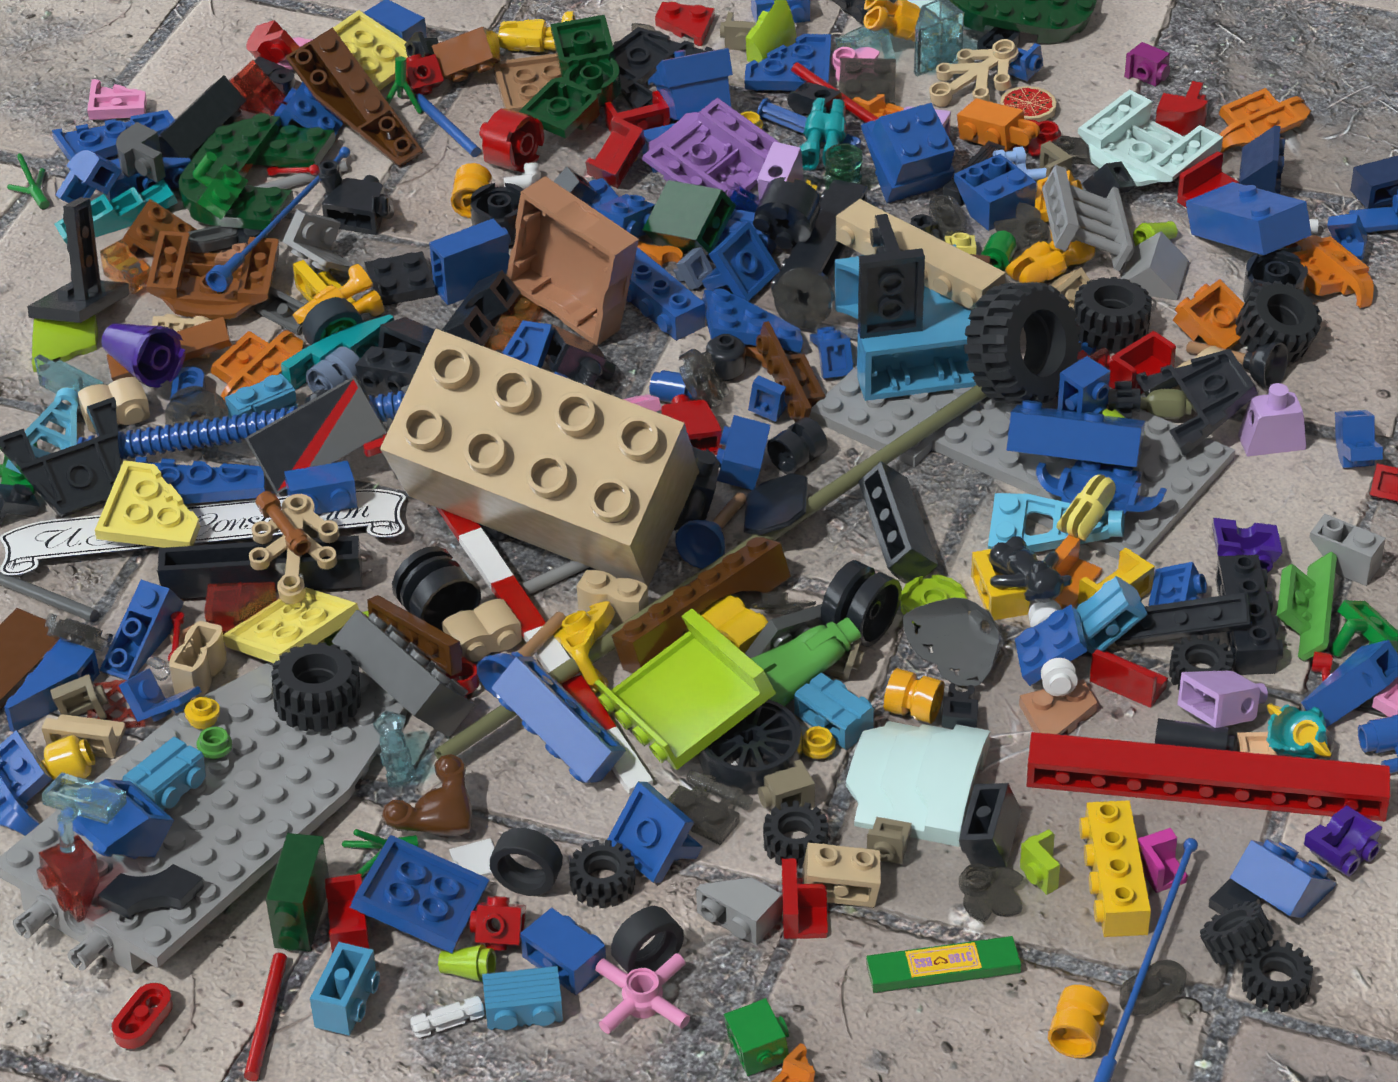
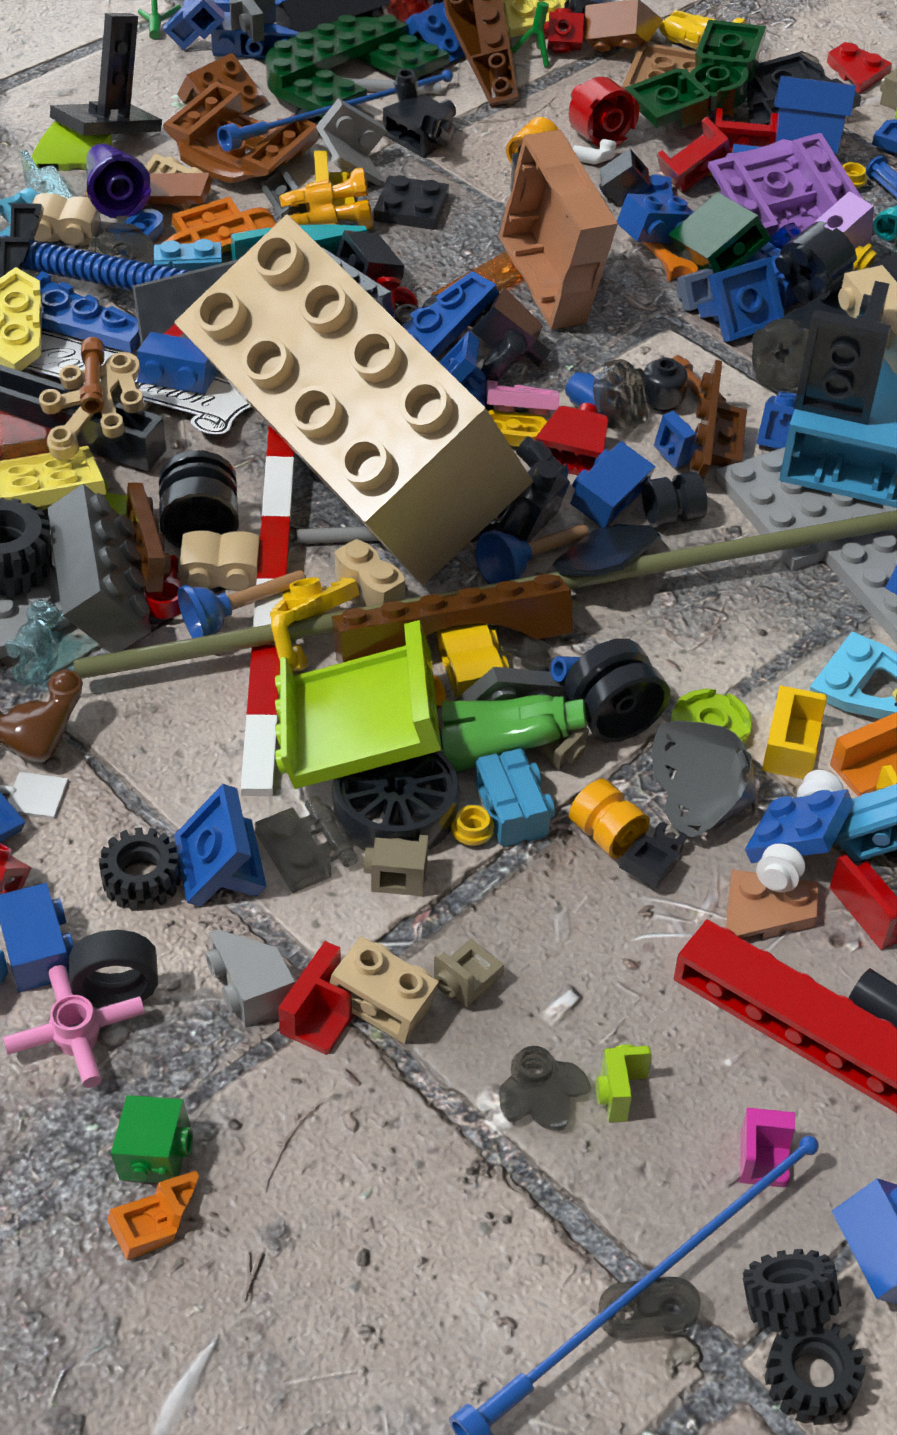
camera: 25 degrees right, 5 degrees up
(123, 209) = (191, 55): teal slope -> none
(125, 267) = (170, 98): clear orange leg -> none
(212, 239) = (266, 107): dark grey tile -> none
(221, 189) = (294, 64): green plate -> none
(313, 170) = (375, 72): red hinge -> none
(329, 318) = (306, 207): black wheel -> none
(448, 126) = (559, 81): blue bar -> none
(468, 257) = (473, 203): blue brick -> none
(483, 303) = (453, 255): black arch -> none
(534, 846) = (63, 819): black tyre -> none
(557, 720) = (207, 681): brick -> none
(664, 298) = (640, 298): blue brick -> none
(736, 316) = (700, 344): blue plate -> none
(793, 819) = (372, 898): black tyre -> none
(813, 601) = (561, 666): none -> blue piece
(897, 523) = (722, 621): black brick -> none
(917, 777) = (550, 910): light aqua slope -> none
(943, 964) = (428, 1152): green tile -> none
(990, 825) = (586, 1009): black brick -> none
(1021, 568) = (821, 730): black piece -> none
(1078, 1021) = (519, 1312): light orange wheel -> none
(1116, 869) = (702, 1133): yellow brick -> none
(1231, 894) = (824, 1236): black tile -> none

